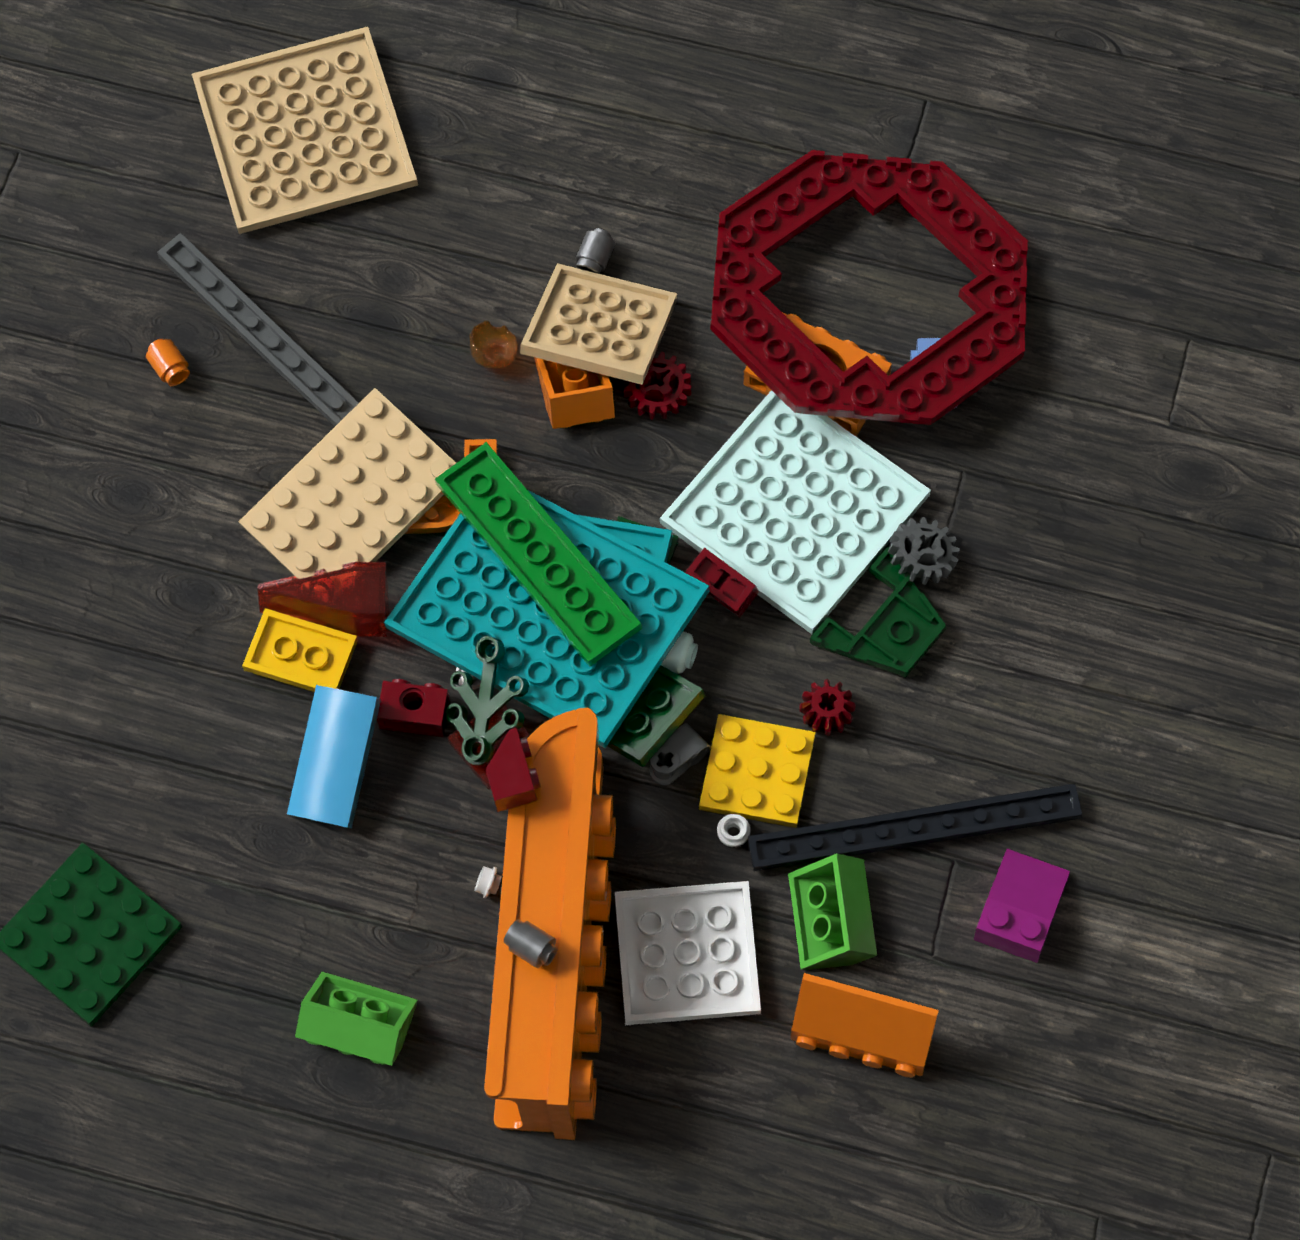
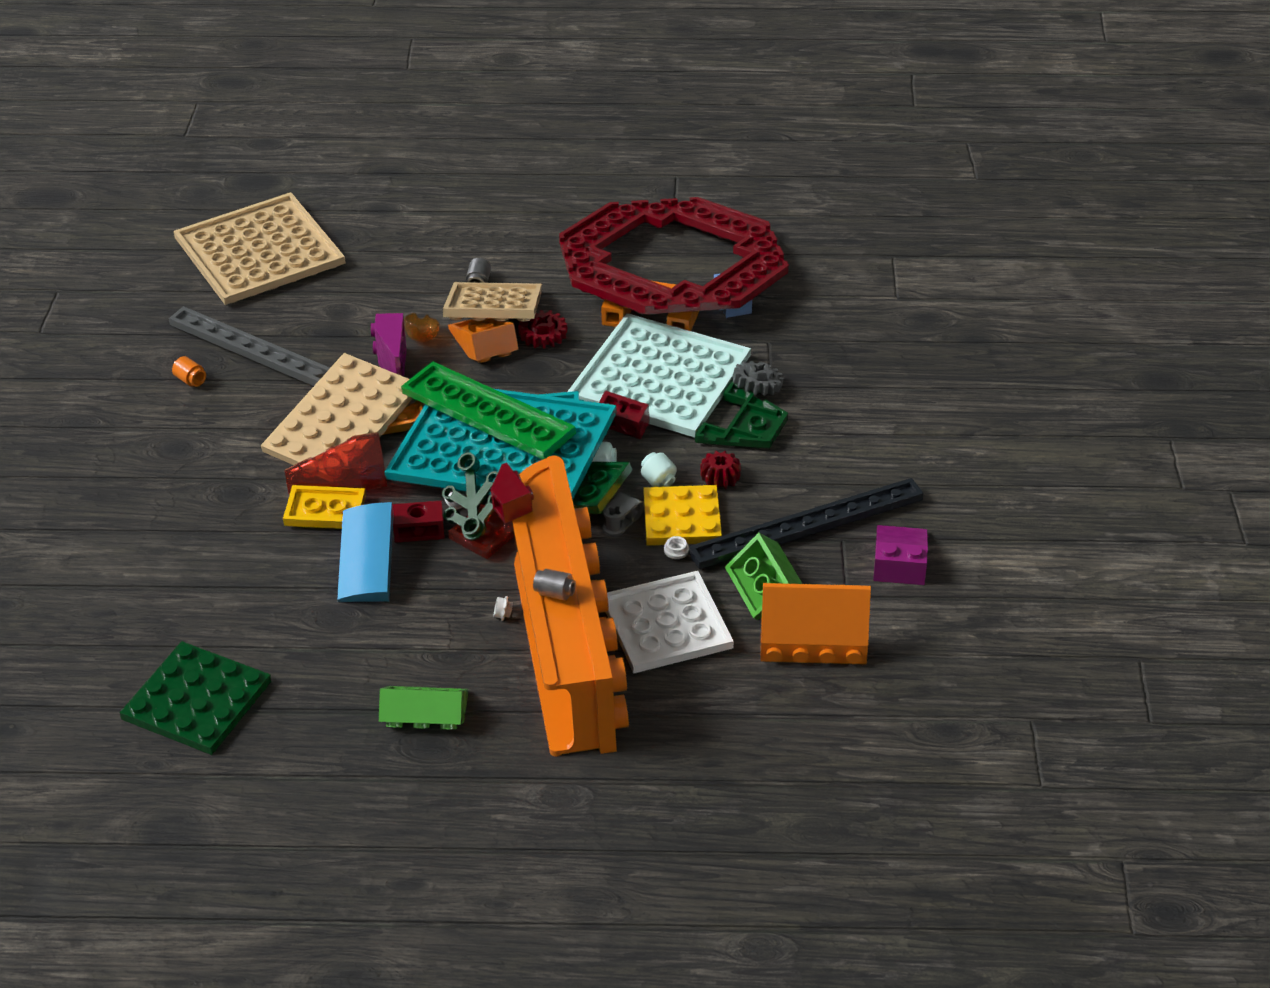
camera: 15 degrees left, 25 degrees down
(443, 378) = (390, 342): none -> magenta slope
(745, 690) = (658, 470): none -> light aqua head

